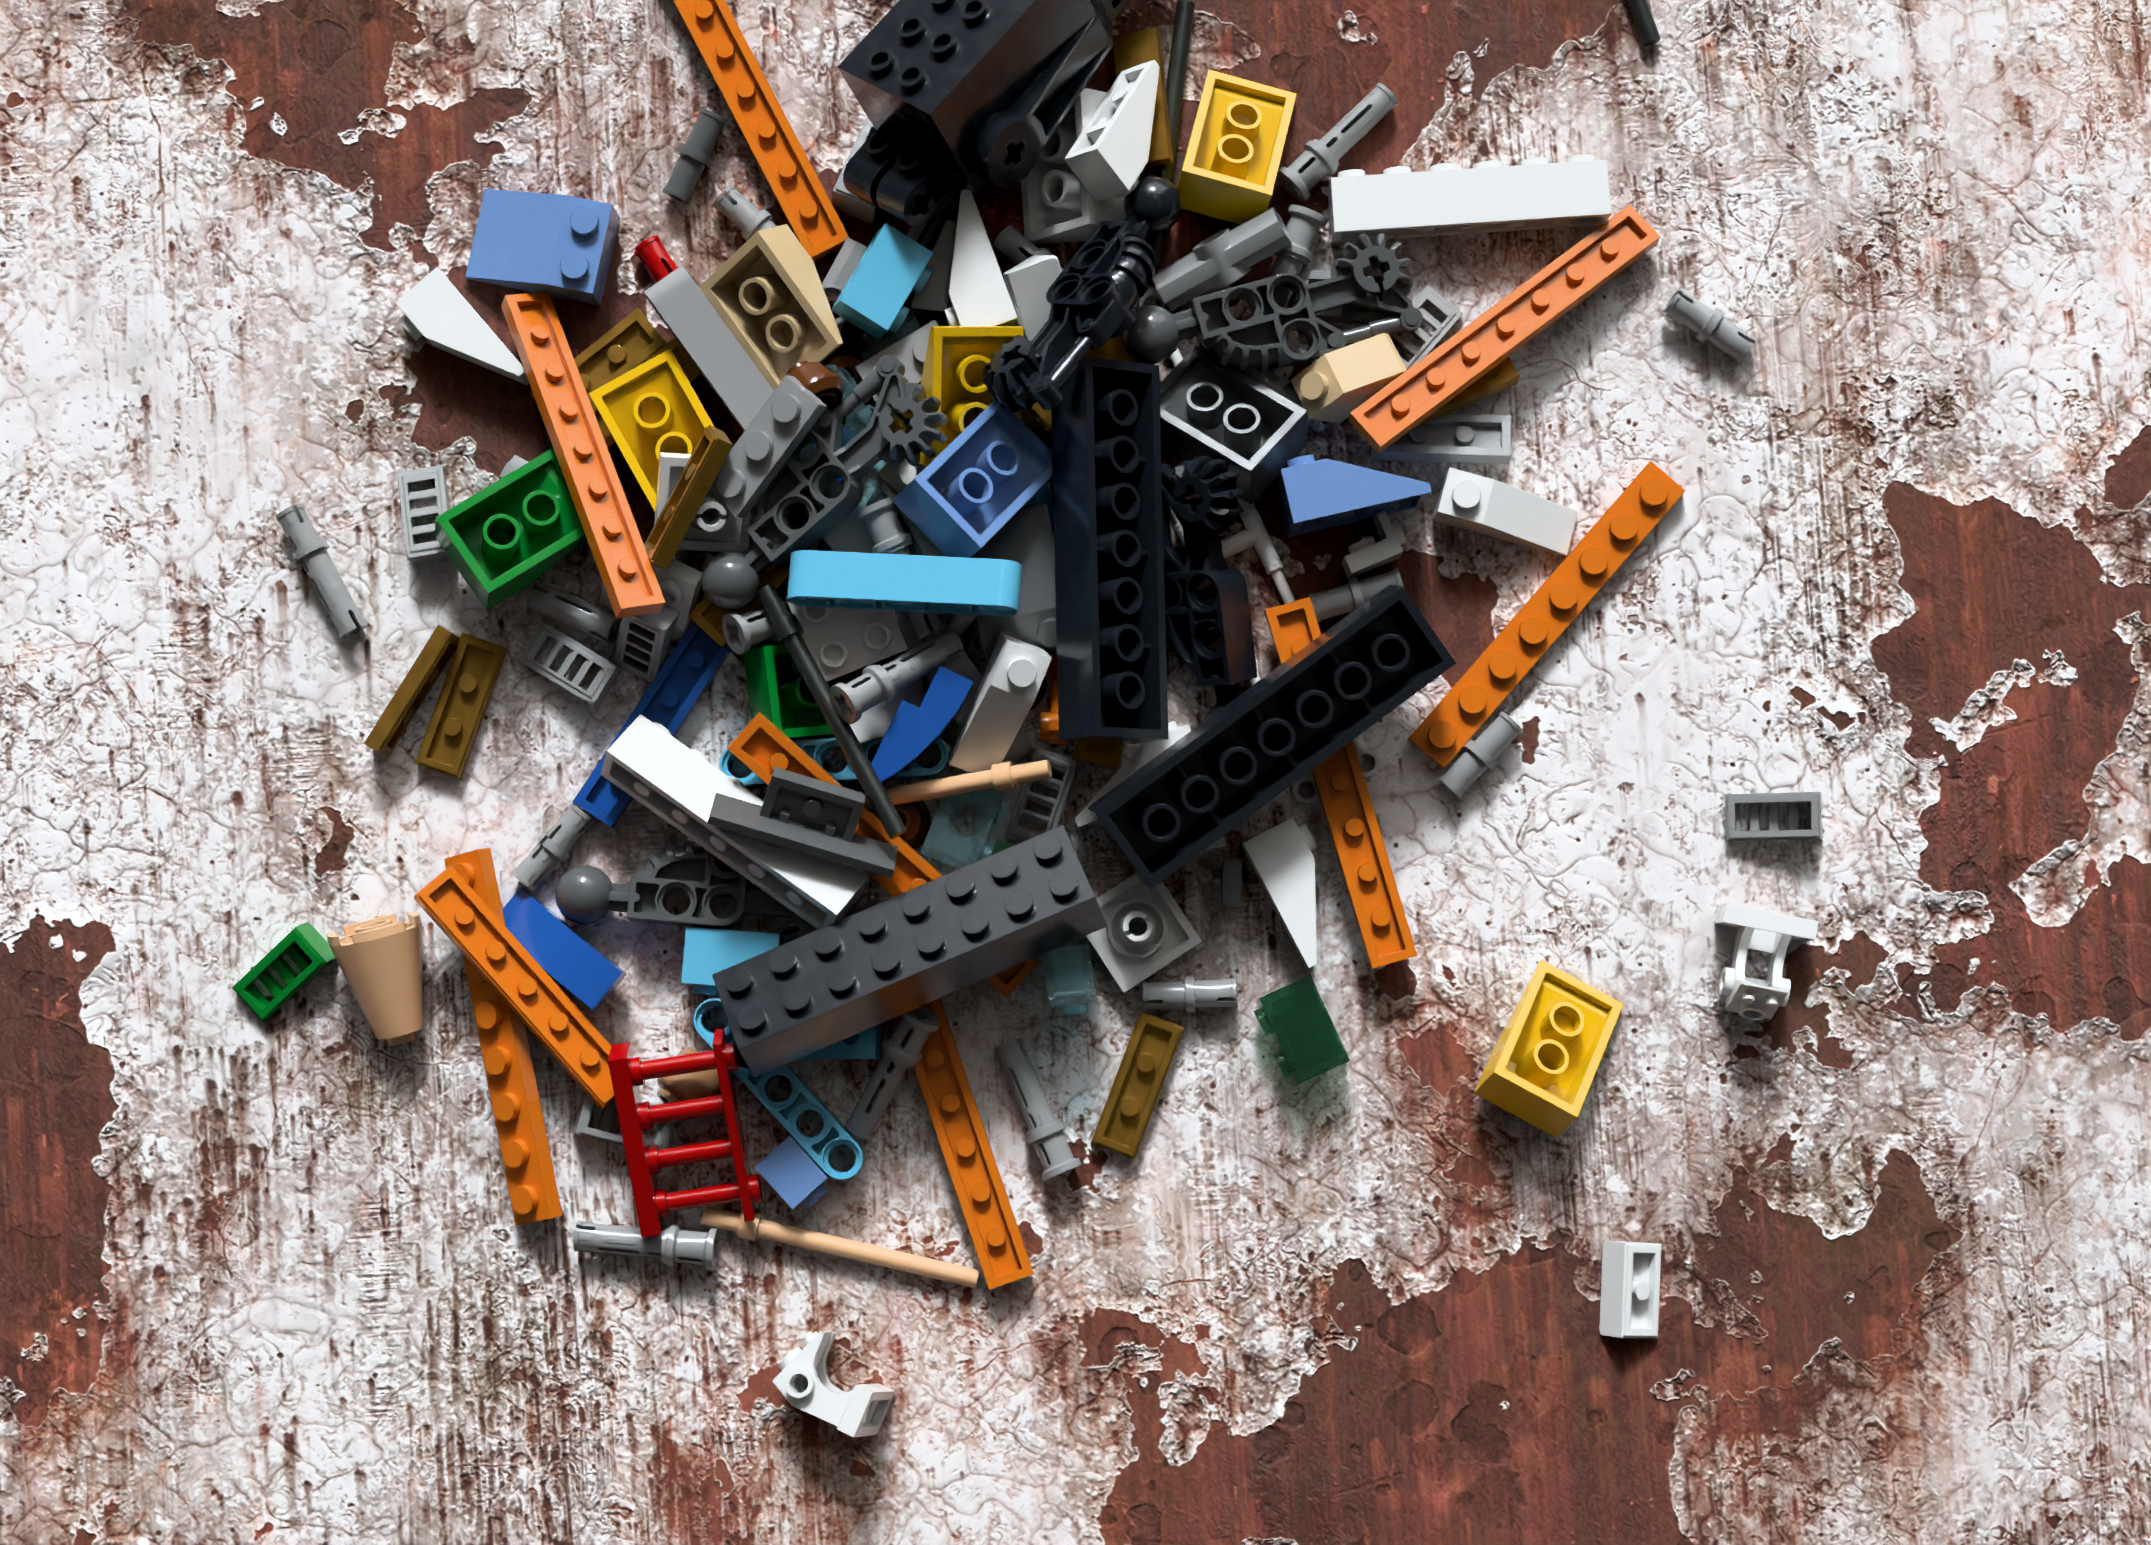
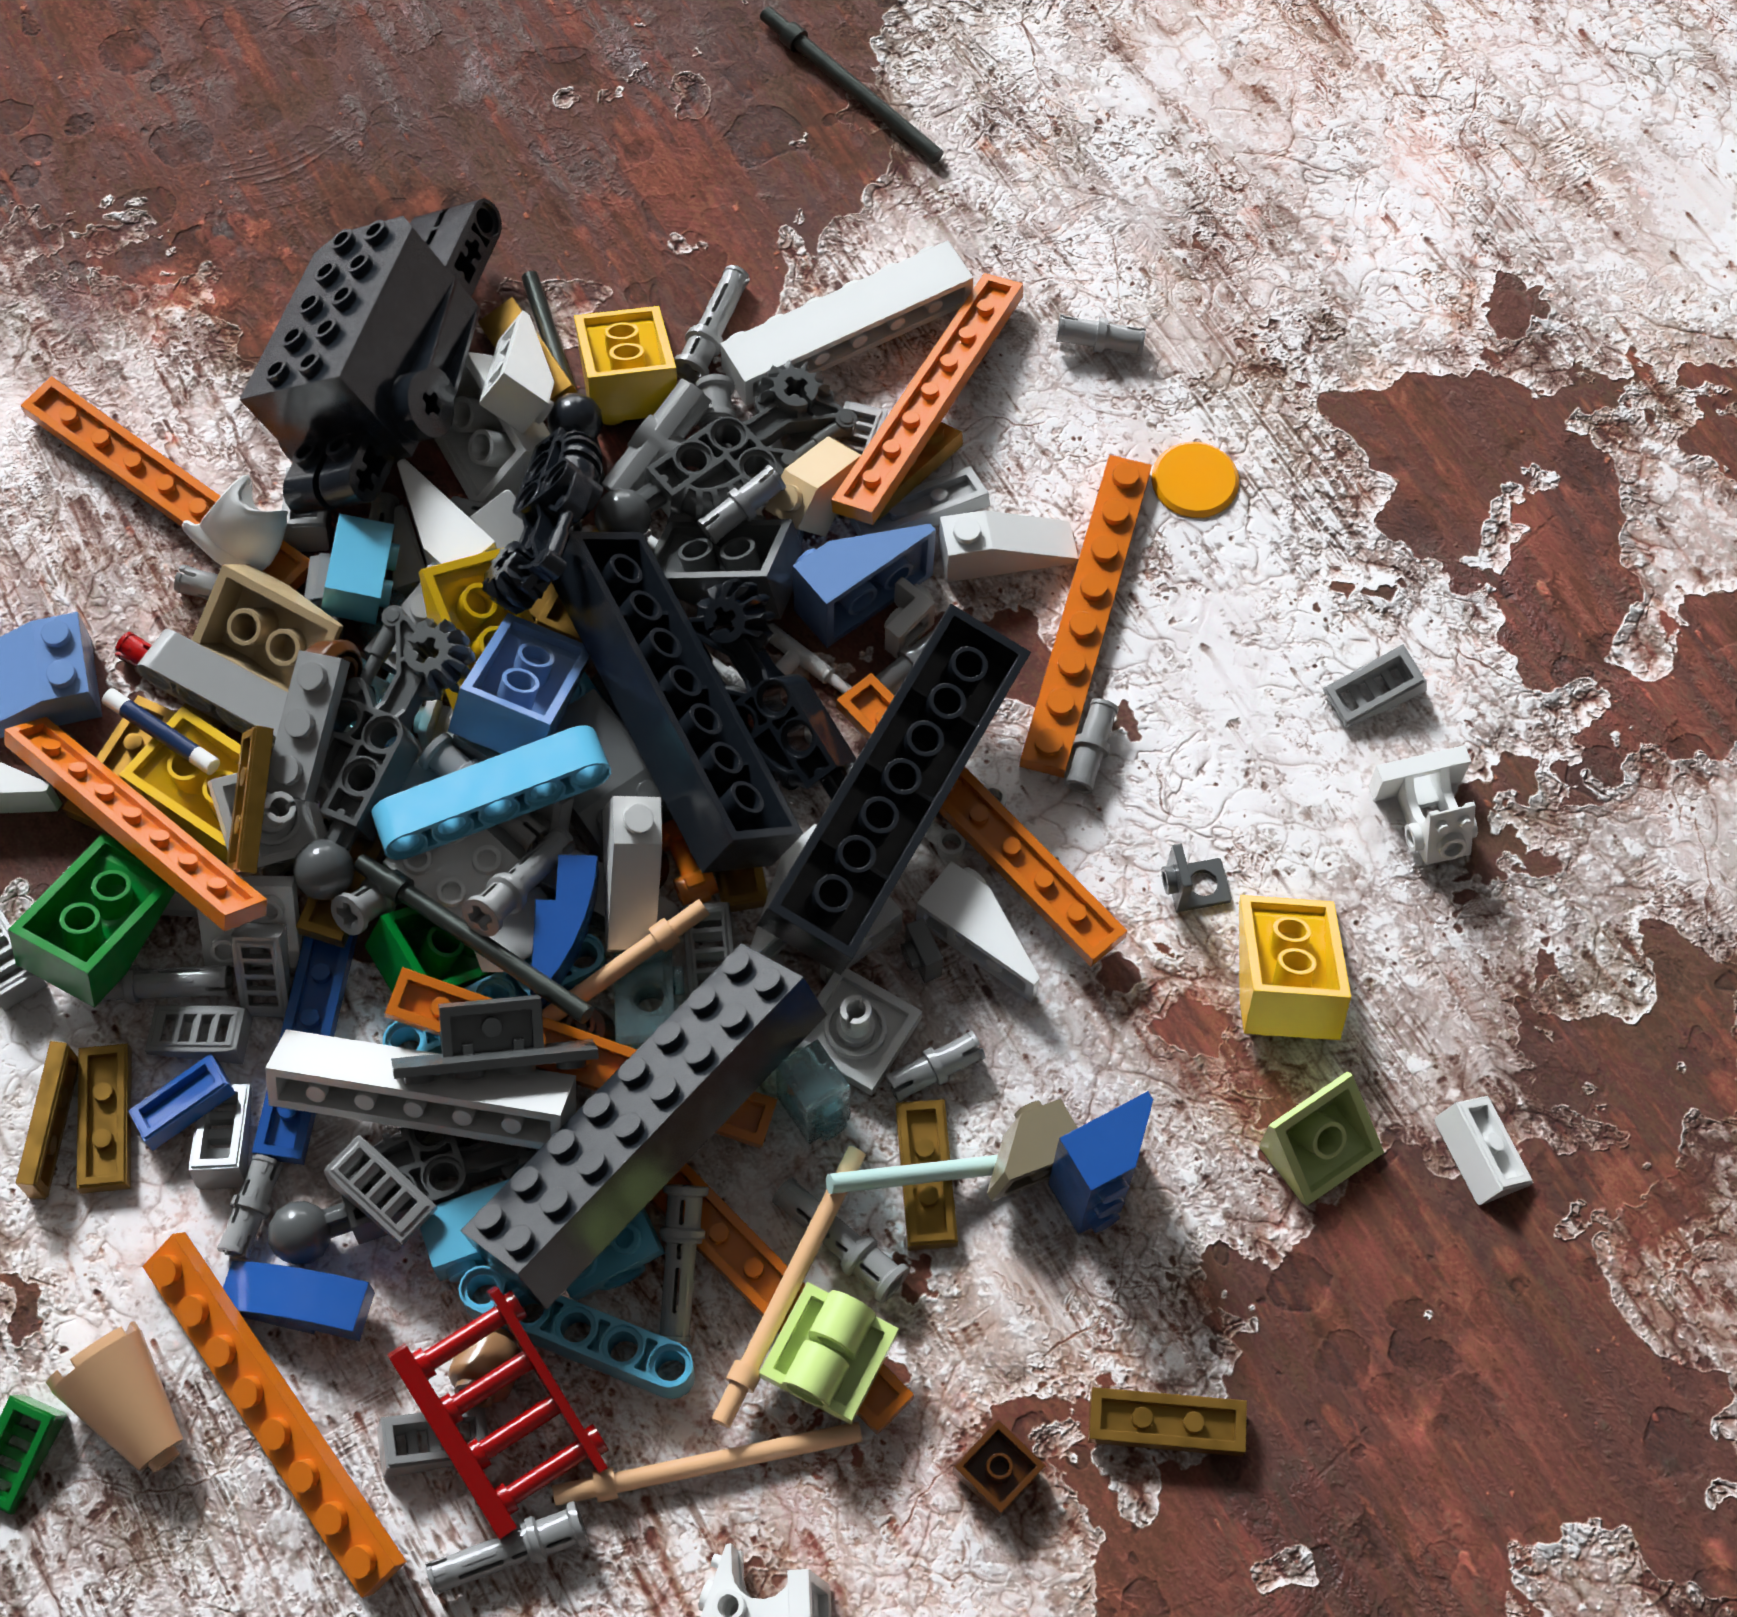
camera: 30 degrees left, 20 degrees down
(520, 982) = (271, 1341): orange tile -> none
(531, 726) = (181, 1102): none -> blue tile
(561, 793) = (223, 1166): none -> light grey slope
(640, 369) = (160, 731): none -> dark blue bar
(644, 863) = (350, 1160): none -> light grey slope
(695, 156) = (140, 556): dark grey pin -> none
(793, 185) = (238, 530): none -> white piece
(794, 1174) = (628, 1408): medium blue brick -> none
(901, 1193) = (745, 1372): none -> light nougat bar
(977, 1211) = (829, 1351): none -> yellowish green plate
(1074, 1367) = (998, 1469): none -> reddish brown piece
(1130, 1090) = (910, 1174): none -> light aqua bar
(1234, 1394) = (1167, 1421): none -> pearl gold plate
(1237, 1112) = (1029, 1147): none -> dark tan slope
(1265, 376) = (741, 504): none -> light grey pin
(1283, 1167) = (1098, 1163): none -> blue slope
(1302, 1031) = (1055, 1049): clear green brick -> none
(1490, 924) = (1178, 882): none -> dark grey bracket
(1492, 1221) = (1322, 1140): none -> yellowish green slope
(1722, 519) = (1195, 479): none -> light orange piece

